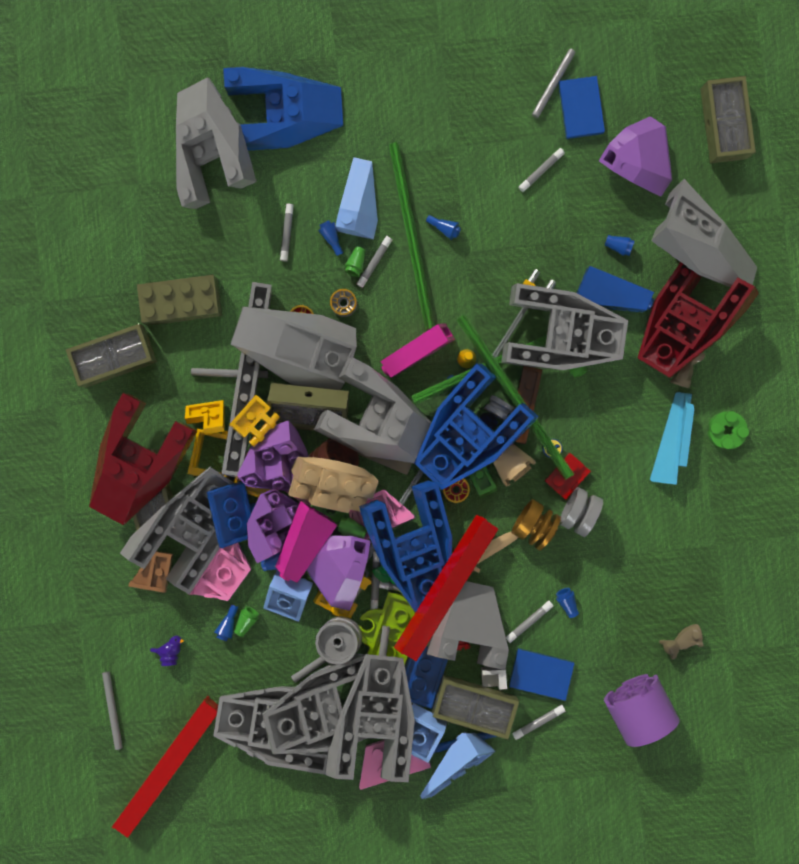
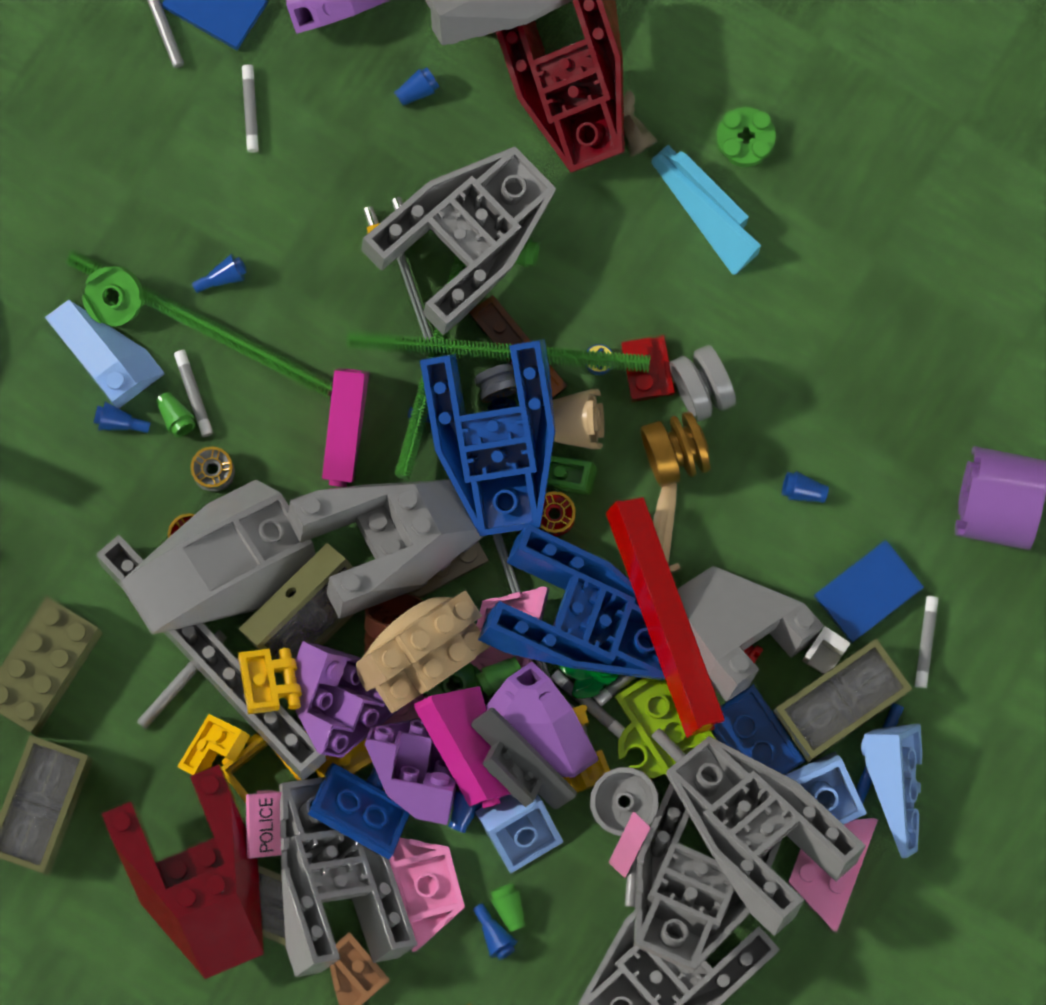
camera: 50 degrees left, 10 degrees down
(184, 474) = (263, 824): none -> bright pink panel
(286, 232) = (68, 471): light grey bar -> none
(312, 576) = (519, 764): none -> dark grey bracket
(317, 662) = (629, 844): none -> bright pink sticker
(400, 181) = (96, 293): none -> bright green plate
(466, 358) = (404, 375): yellow cone -> none
(529, 621) = (791, 554): light grey bar -> none
(614, 292) = (469, 136): blue slope -> none
(685, 639) = (961, 379): dark tan animal -> none

